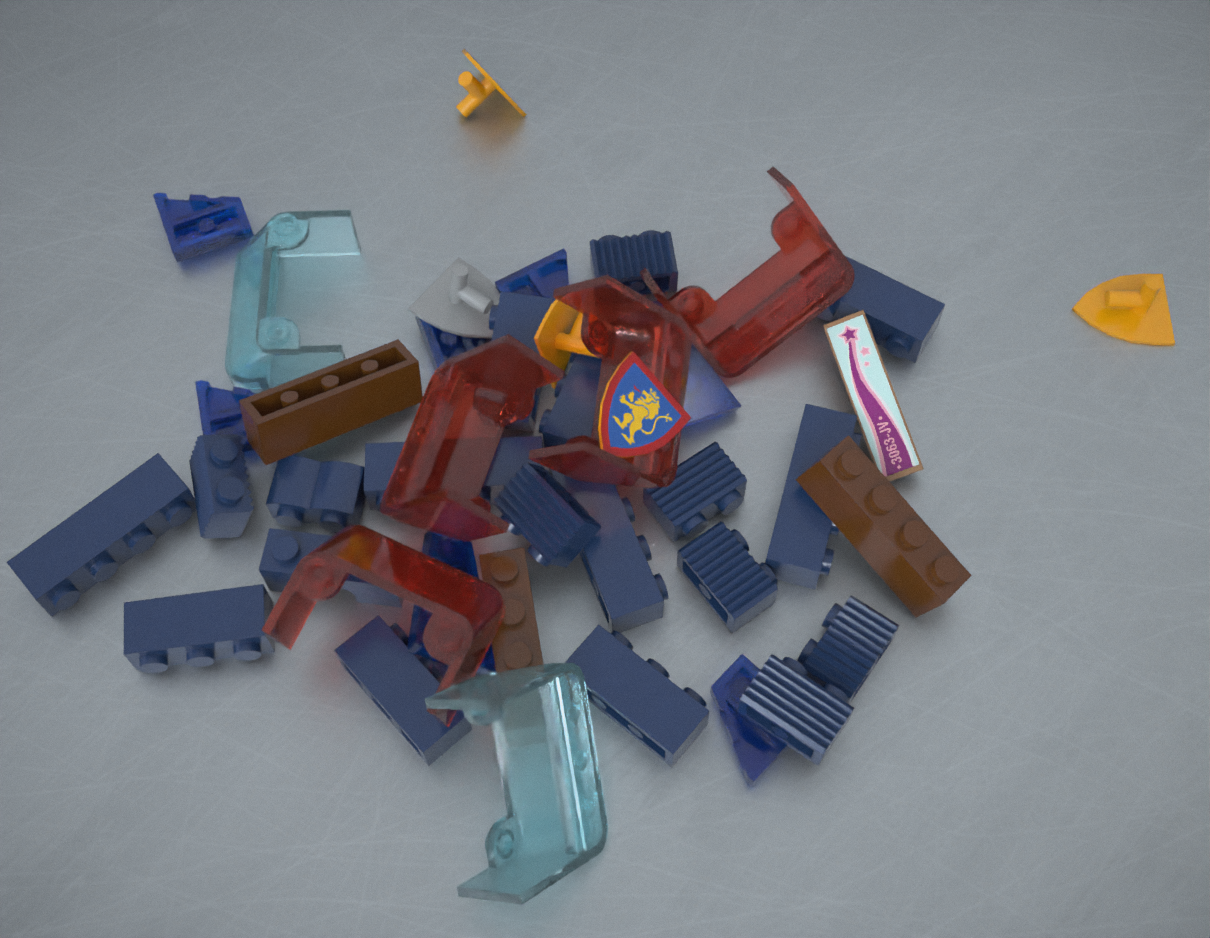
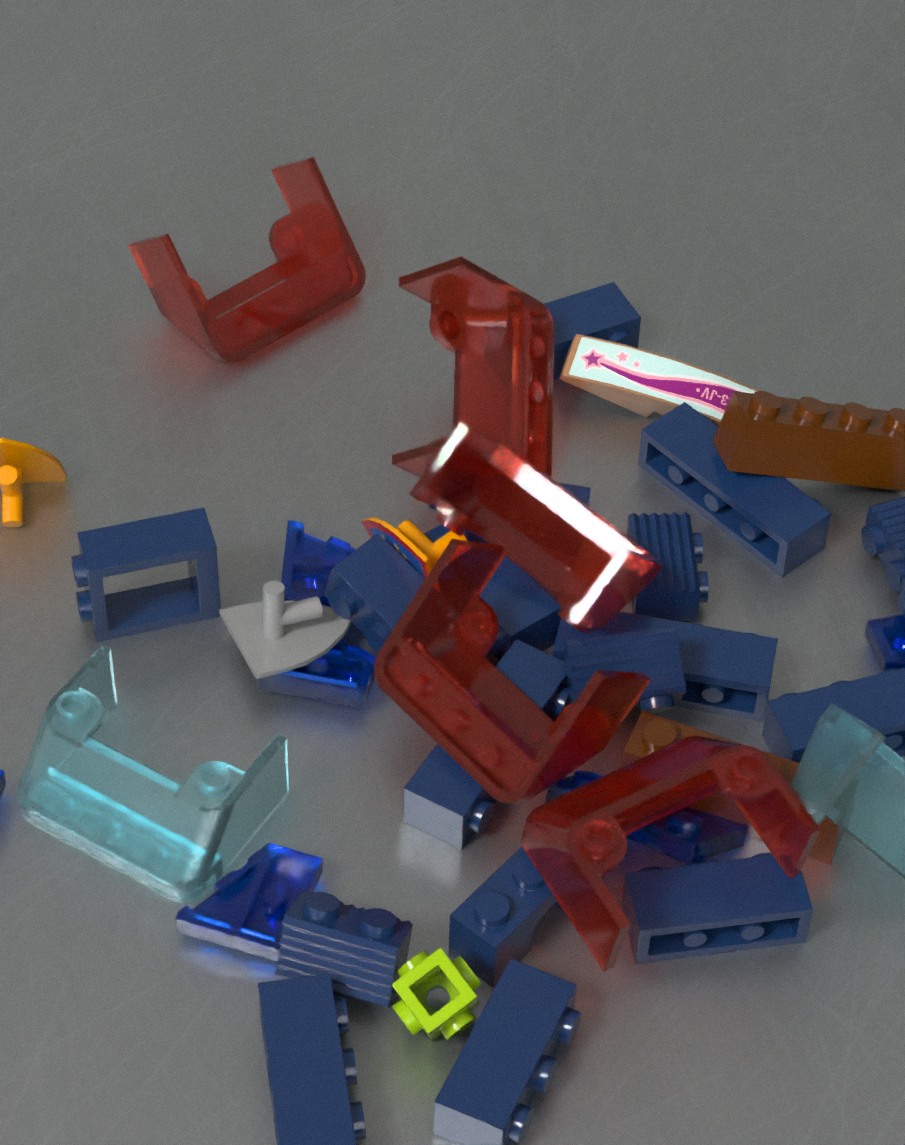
camera: 60 degrees left, 15 degrees down
(213, 557) = (431, 972): none -> lime brick
(316, 493) = (418, 870): dark blue brick -> none
(331, 401) = (329, 790): reddish brown brick -> none
(446, 201) = (144, 546): none -> dark blue window
(628, 256) = (354, 481): dark blue brick -> none
(637, 411) = (590, 524): shield -> none
(728, 576) = (774, 591): dark blue brick -> none
(763, 122) = (312, 275): none -> clear red windscreen
(1130, 309) = (699, 188): light orange shield -> none

